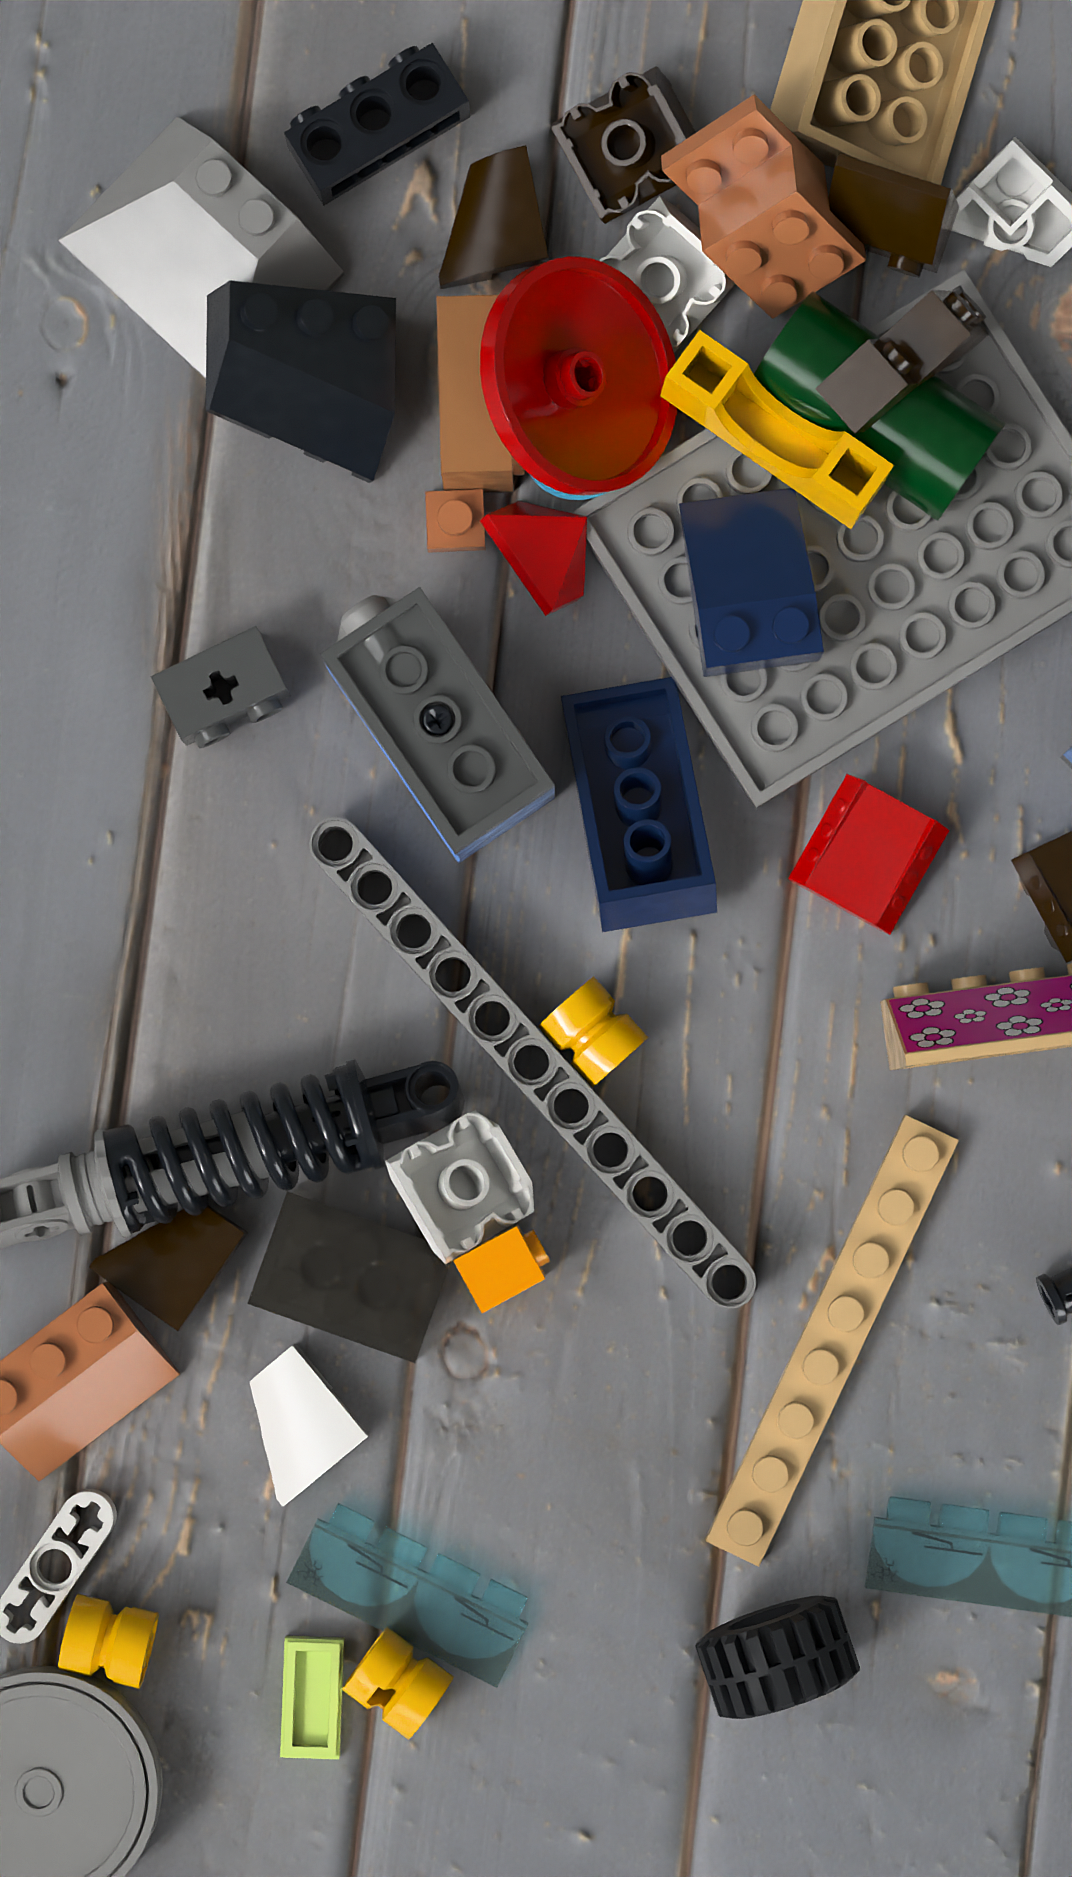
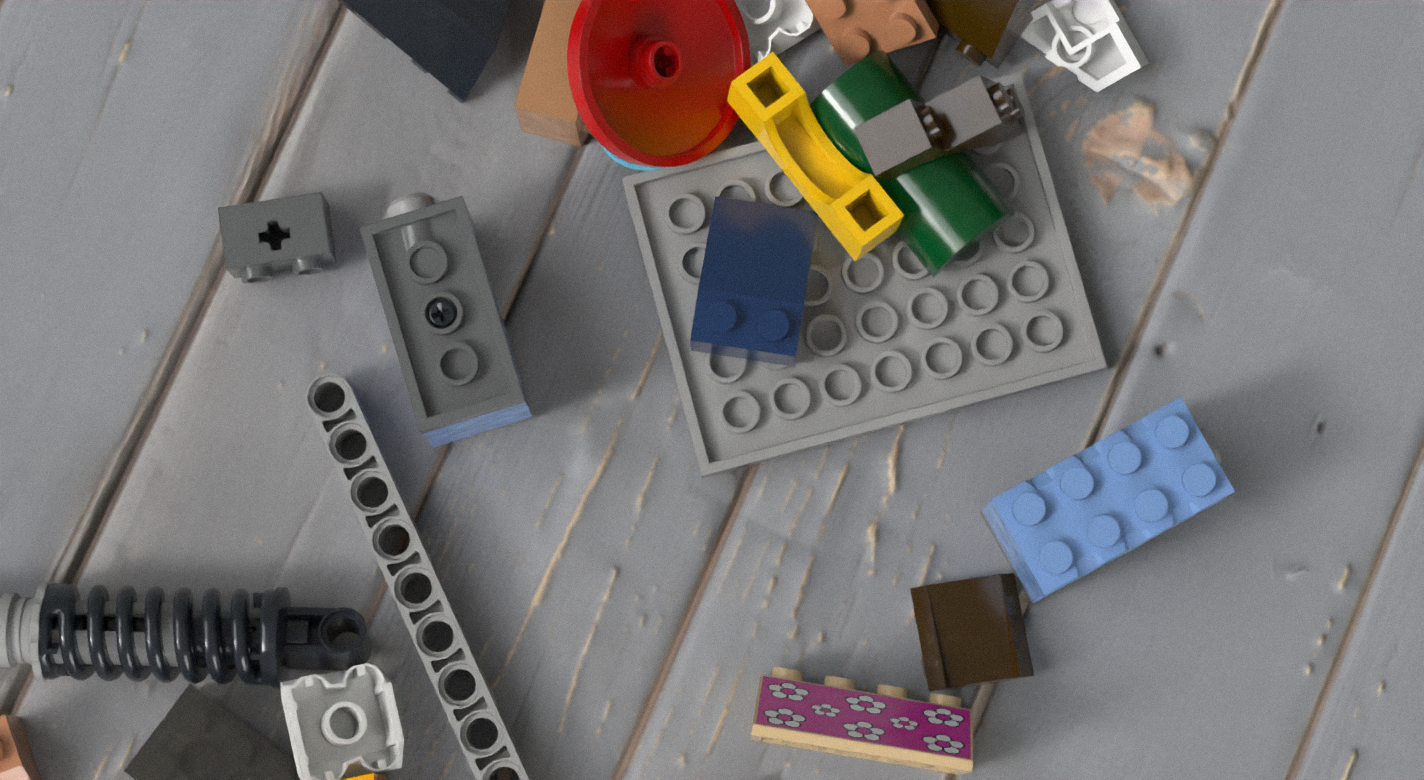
camera: 15 degrees right, 5 degrees down
(172, 1263) = (76, 717): dark brown slope -> none
(455, 520) = (522, 156): nougat plate -> none
(543, 549) = (587, 203): red slope -> none
(593, 1031) = (500, 627): yellow wheel -> none
(639, 804) = (601, 444): dark blue slope -> none
(868, 853) = (787, 545): red slope -> none

